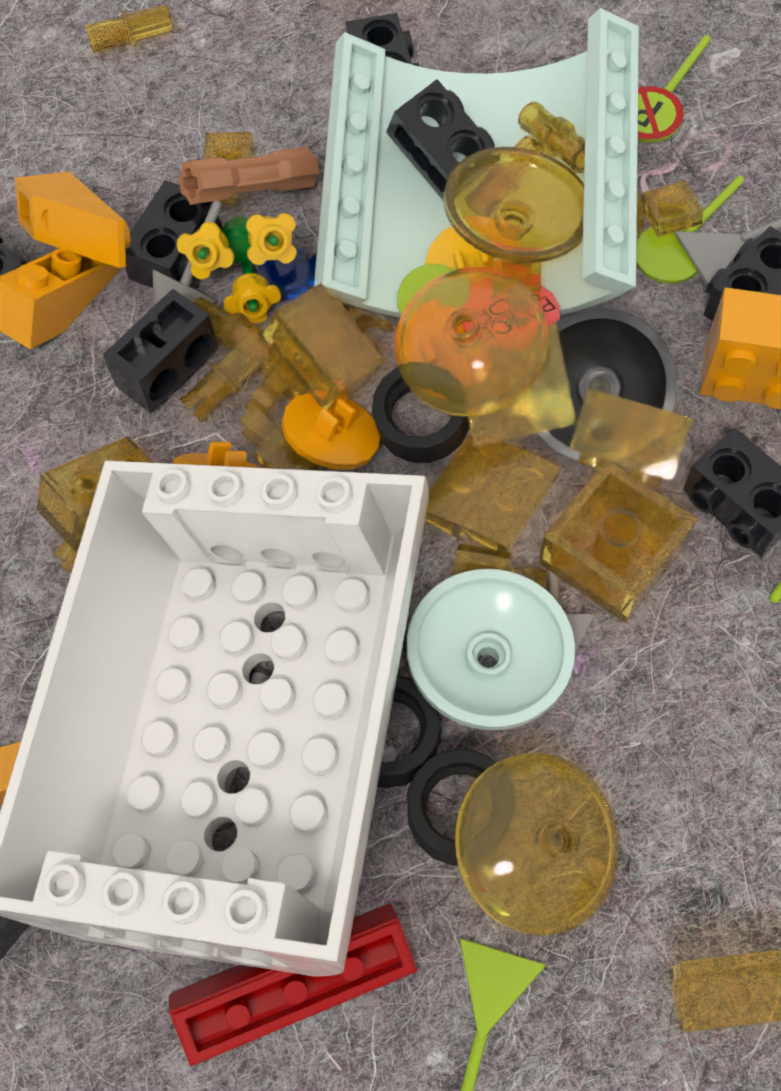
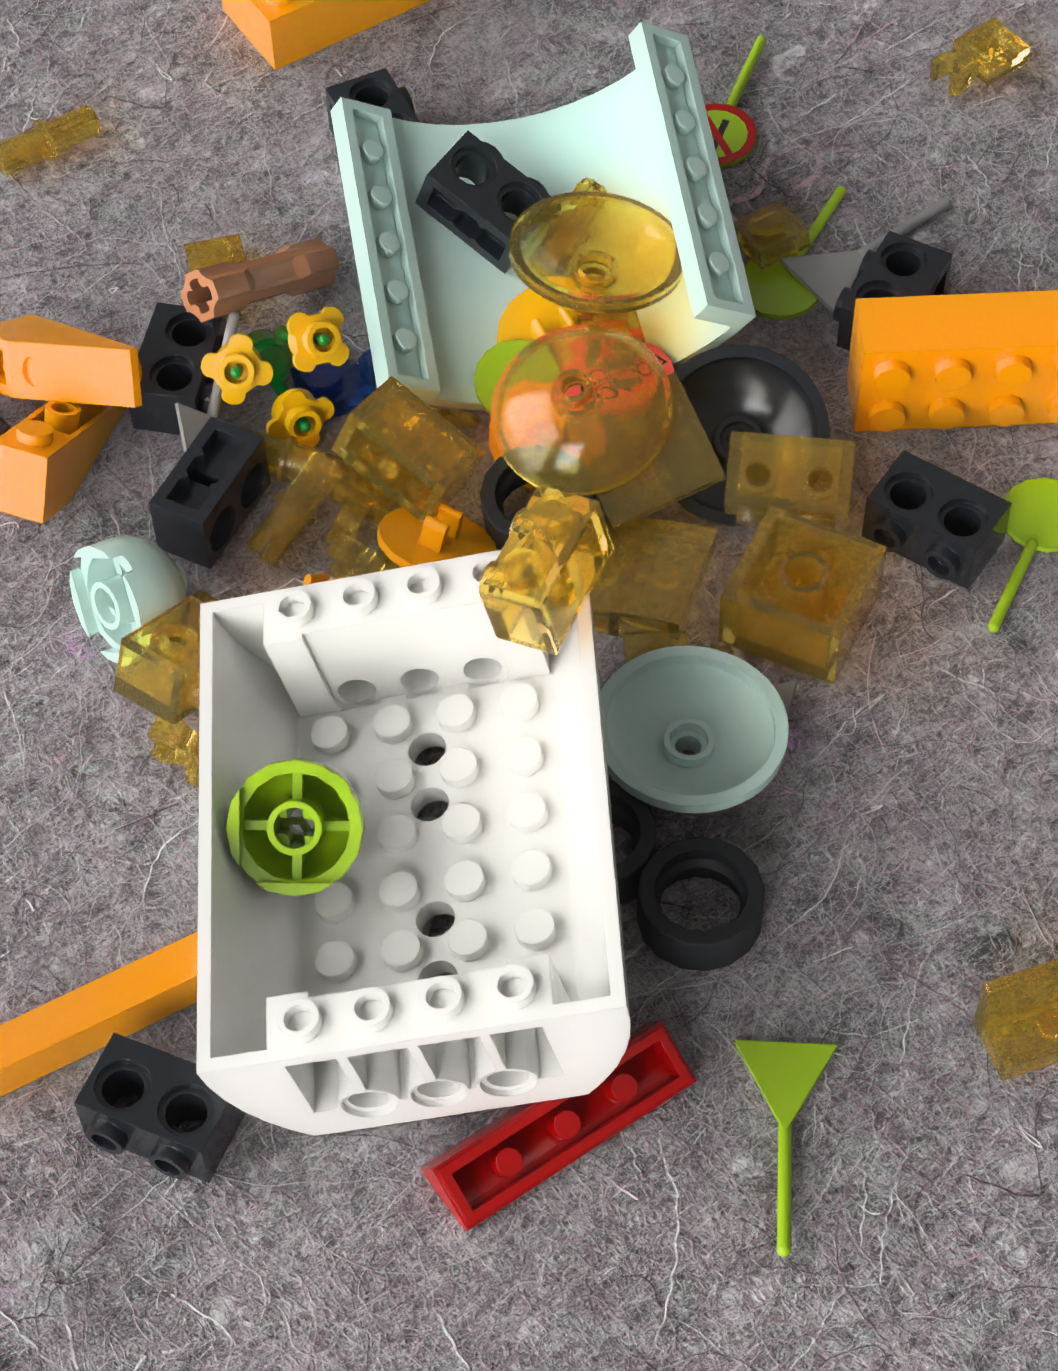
camera: 15 degrees left, 10 degrees down
(74, 419) = (124, 587): none -> light aqua cylinder
(129, 679) = (269, 845): none -> lime cylinder
(377, 508) = (546, 569): none -> clear yellow brick
(510, 849) = (778, 929): clear yellow dish -> none
(554, 135) = (618, 172): clear yellow pin -> none

